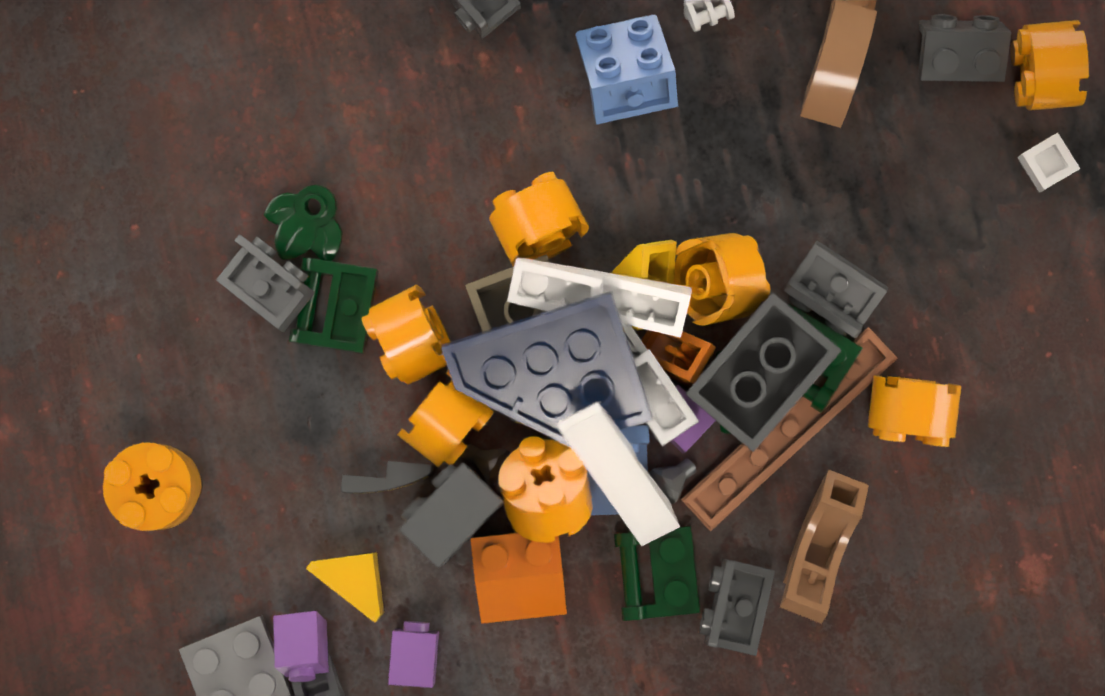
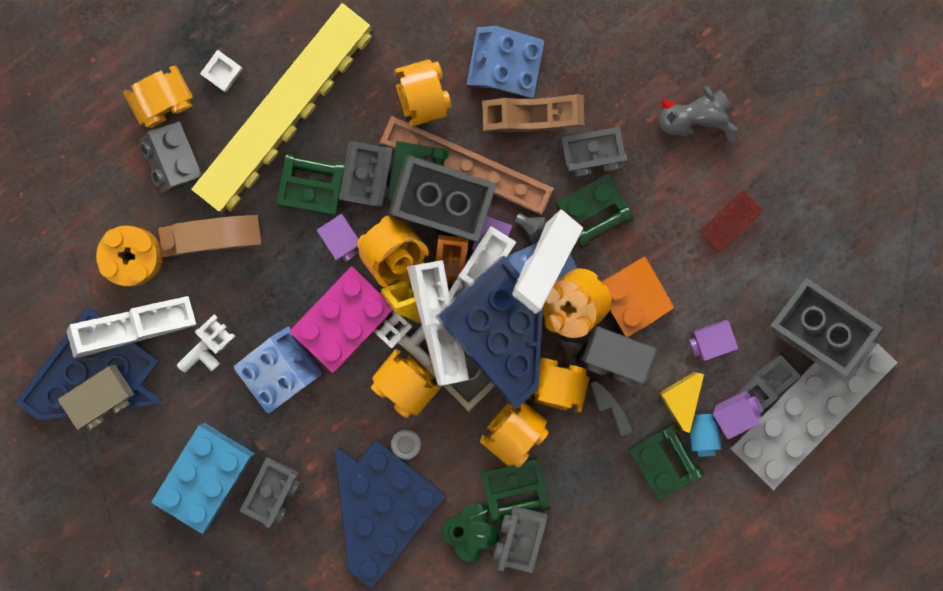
camera: 110 degrees left, 5 degrees up
(130, 474) = (676, 569): light orange brick -> none
(277, 507) = (657, 467): none -> dark green plate
(293, 588) = (705, 435): none -> dark azure brick
(389, 123) = (381, 508): none -> dark blue wing
(457, 191) = (405, 444): none -> light grey tile
(604, 242) = (399, 335): none -> white arm
(656, 176) = (342, 319): none -> dark pink brick
(765, 219) = (340, 238): none -> medium lavender brick
(840, 206) = (309, 193): none -> dark green plate
(907, 541) = (505, 61): none -> medium blue bracket
(966, 221) = (282, 109): none -> light yellow brick

